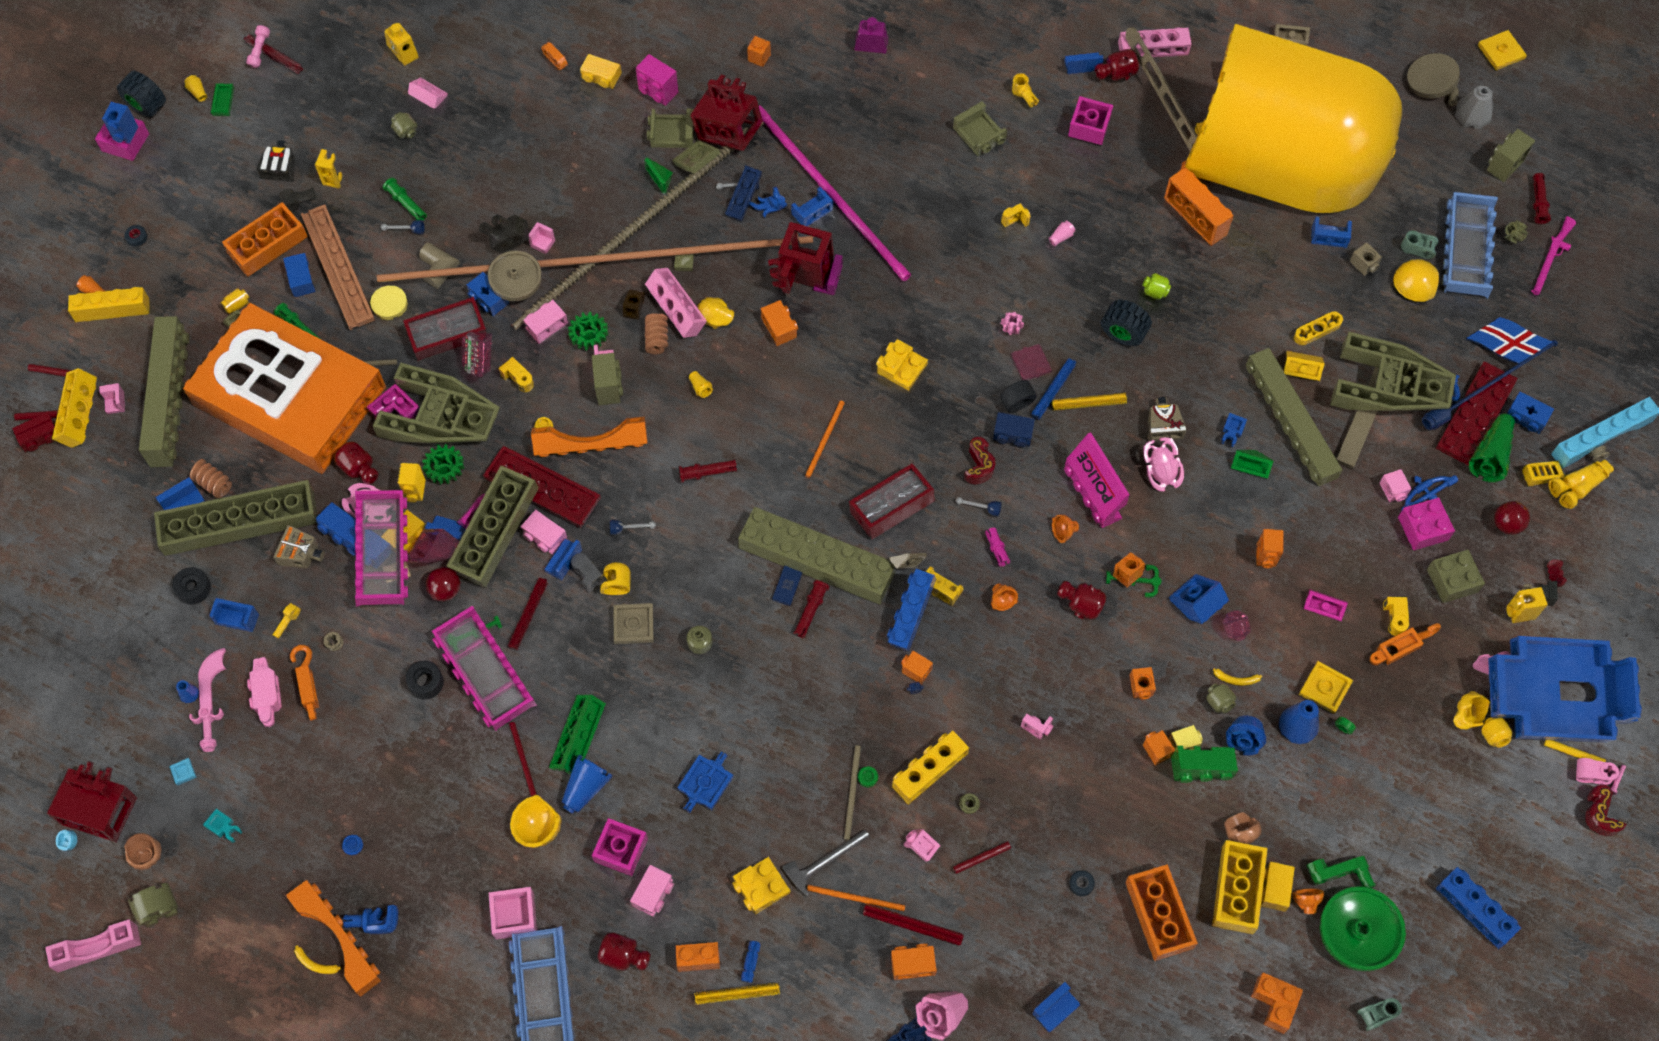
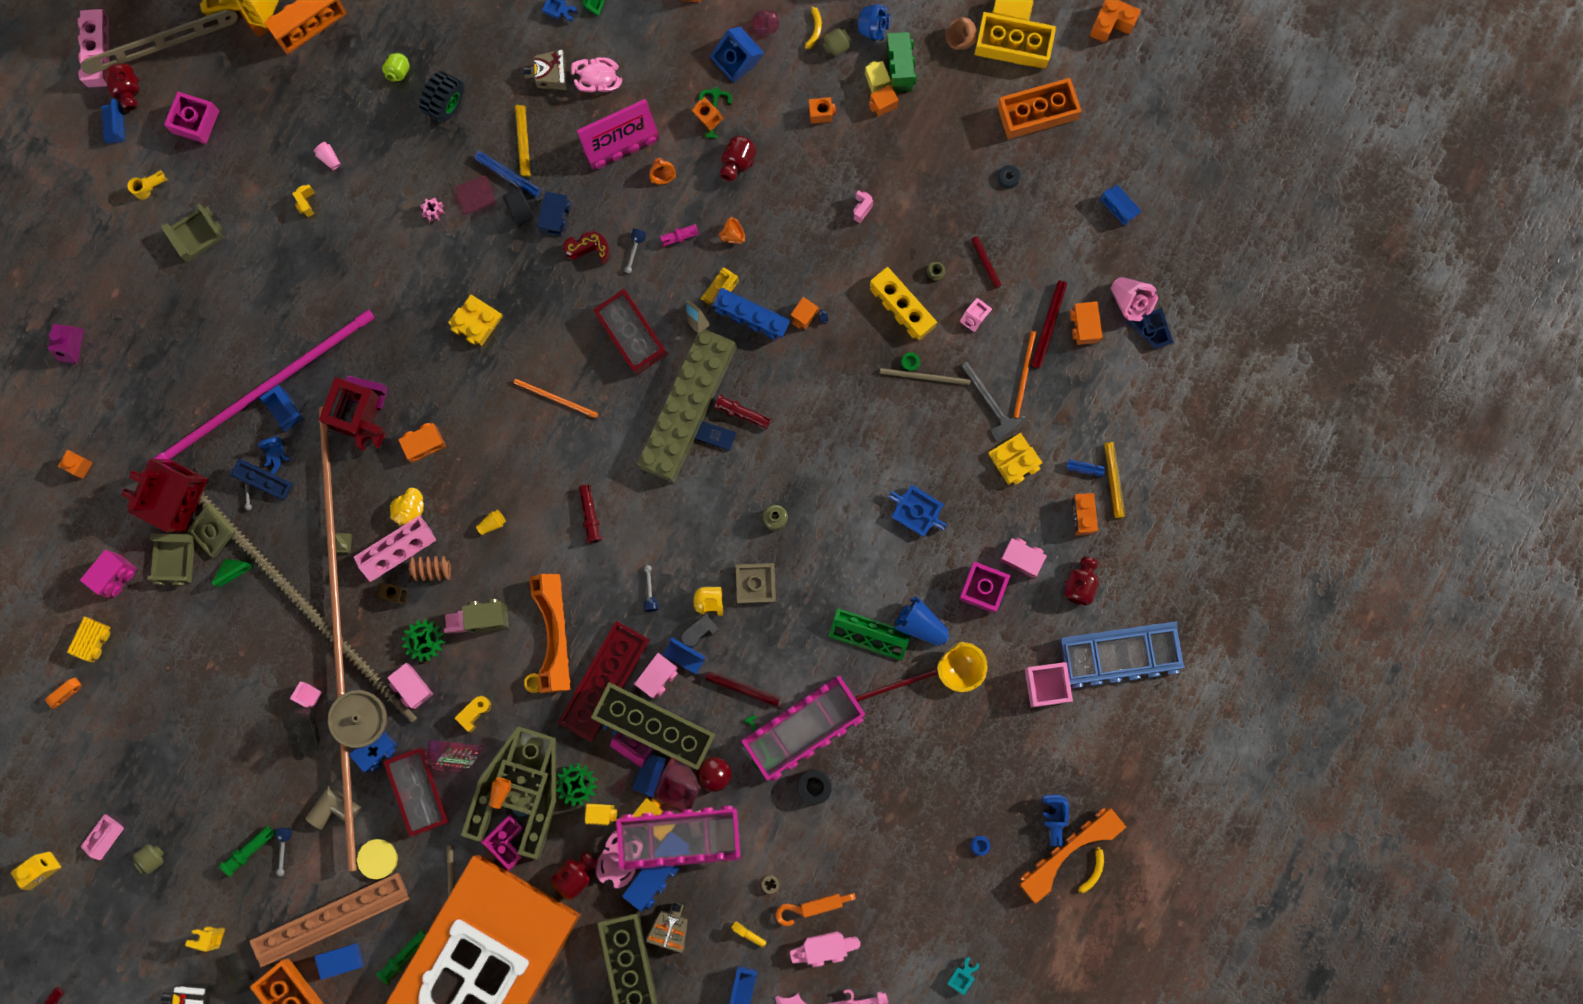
camera: 90 degrees left, 15 degrees up
(439, 391) = (499, 792): none -> orange cone

